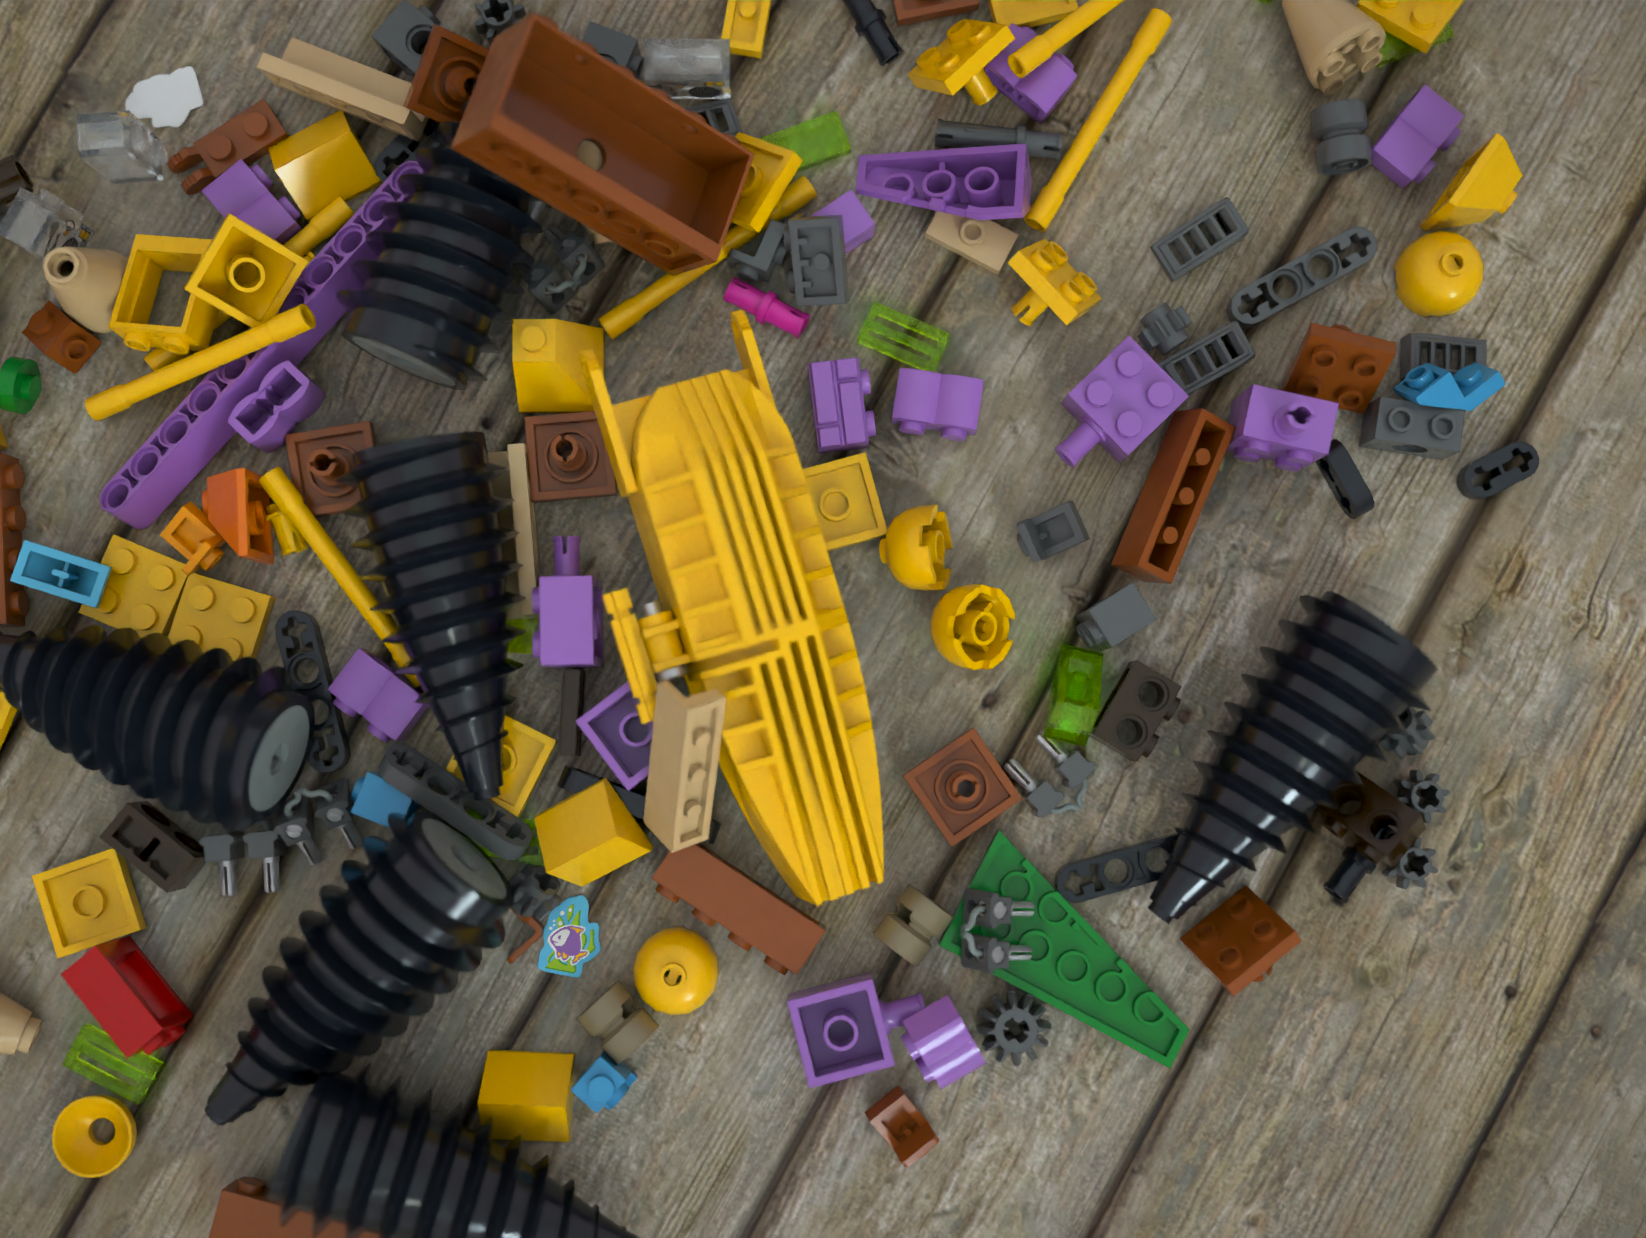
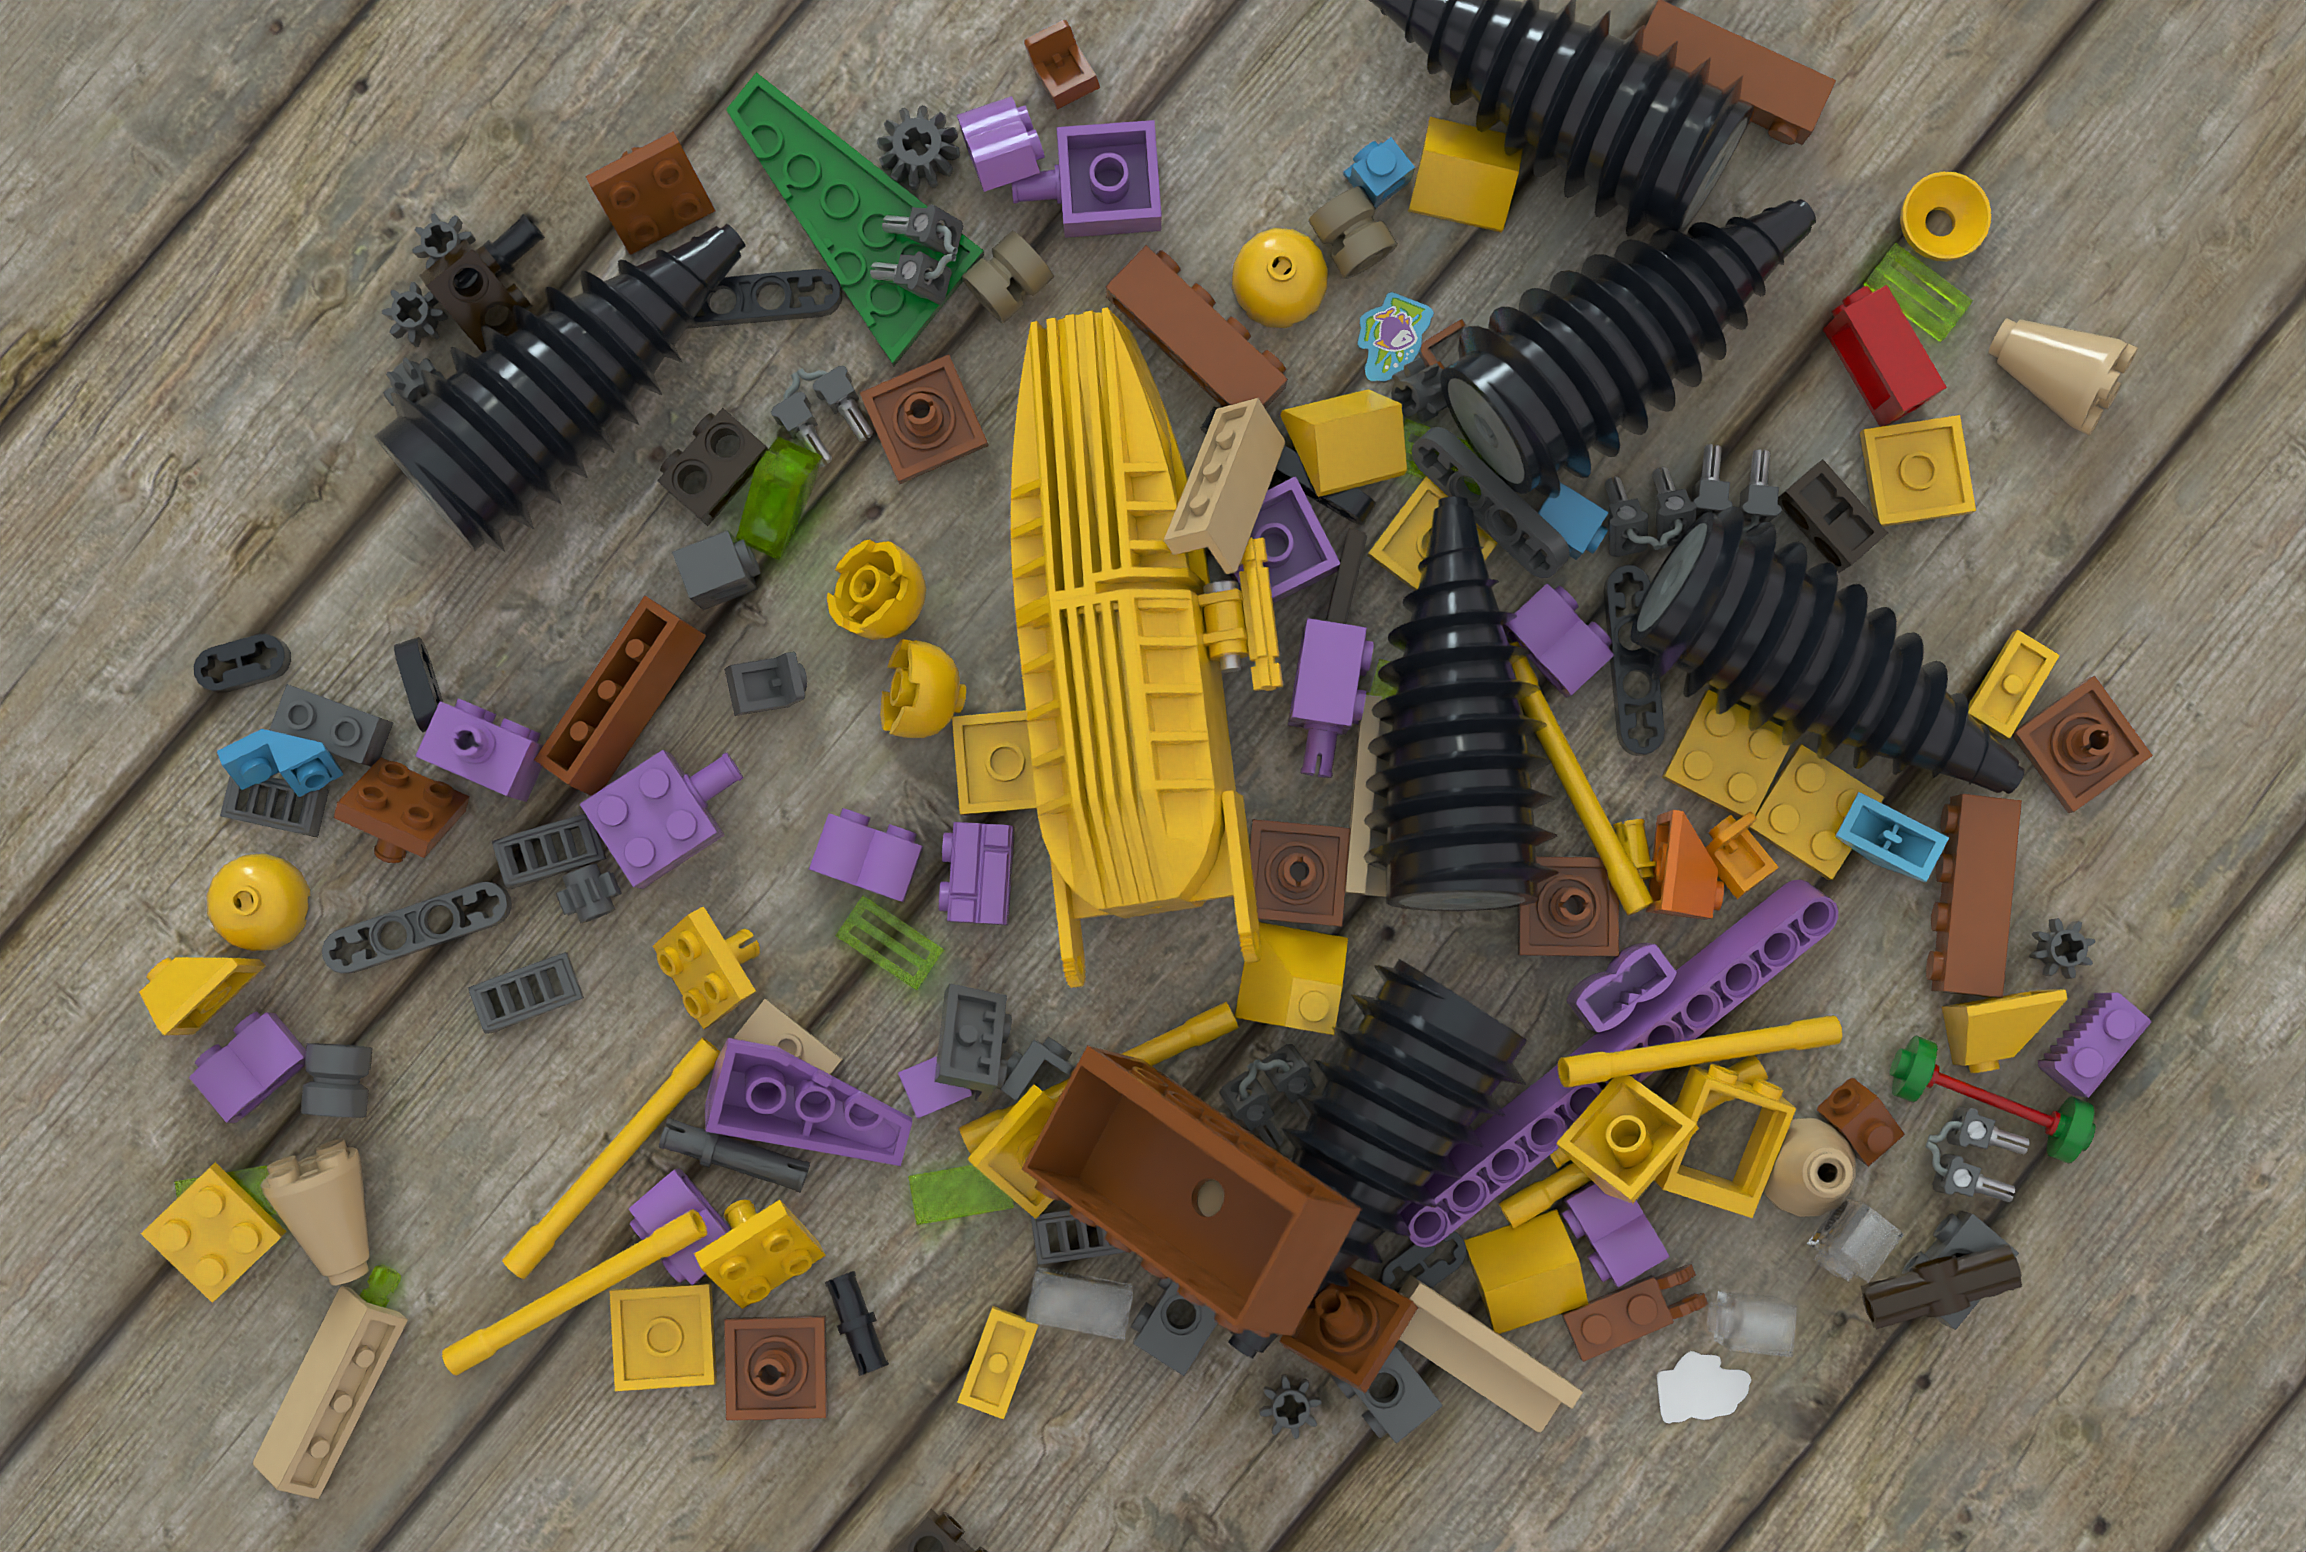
camera: 165 degrees left, 0 degrees up
(766, 307) = (1041, 1005): dark pink pin -> none

